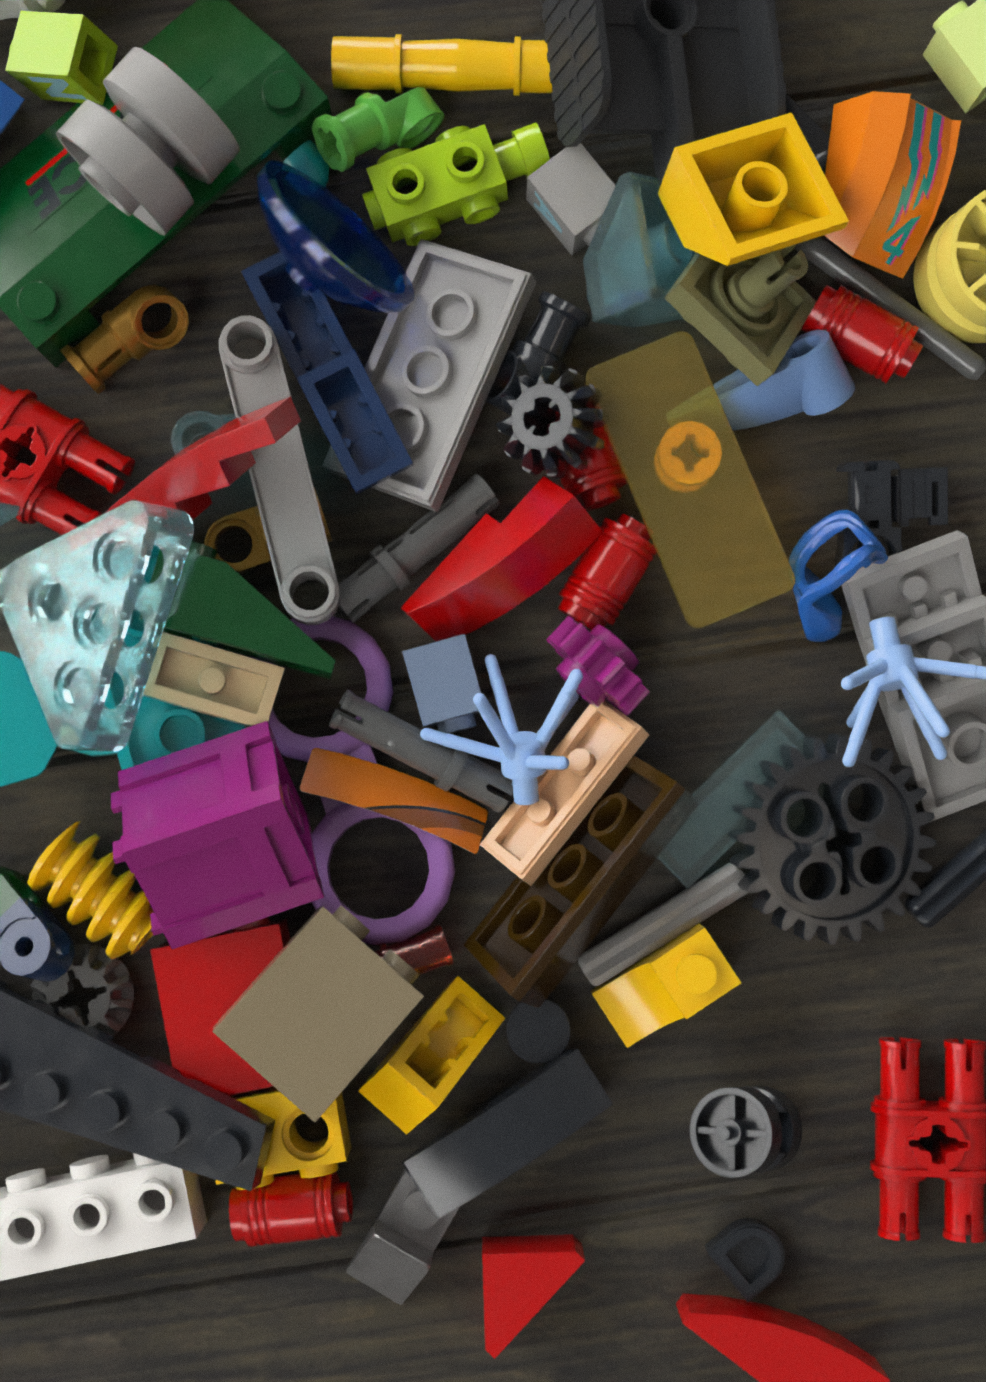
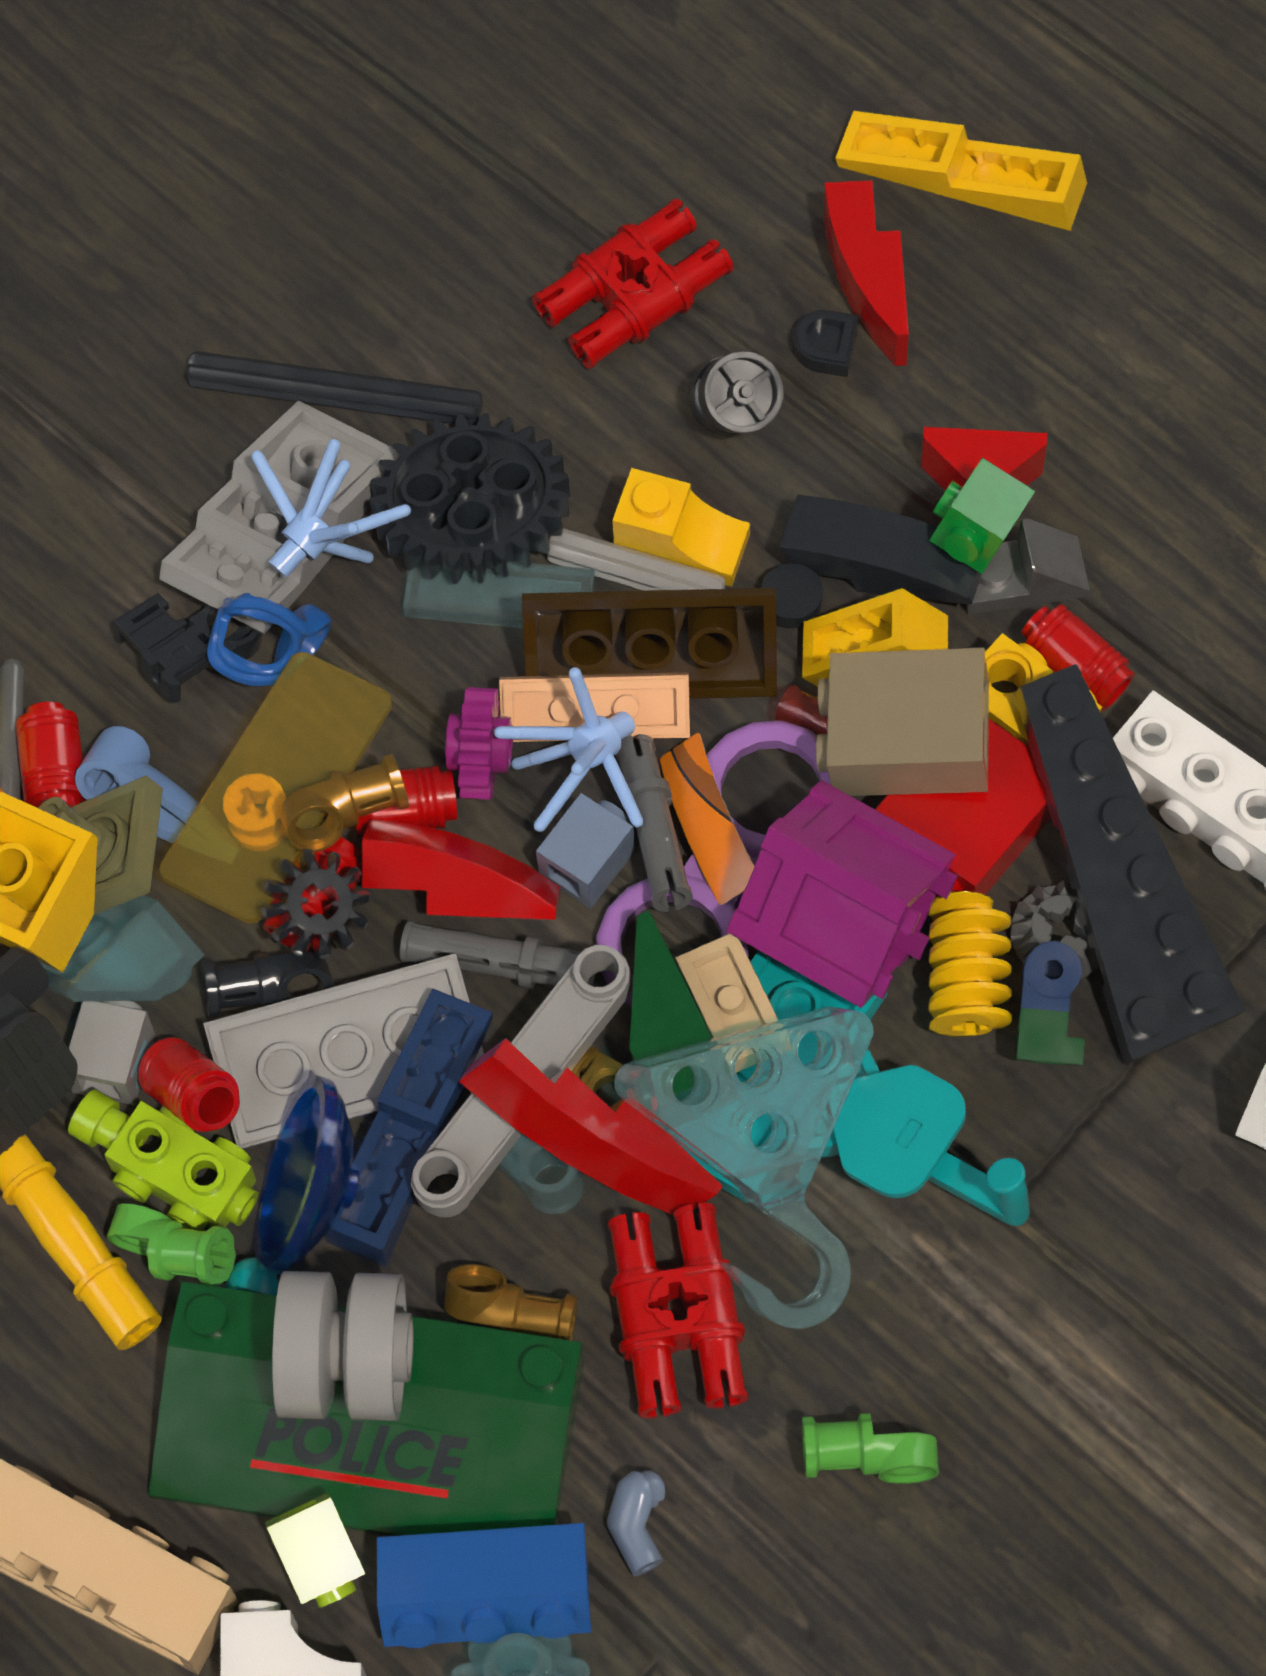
camera: 125 degrees left, 20 degrees down
(454, 1232) = (979, 514): none -> brick
(490, 228) = (189, 1085): none -> red head
(623, 480) = (345, 800): none -> pearl gold connector

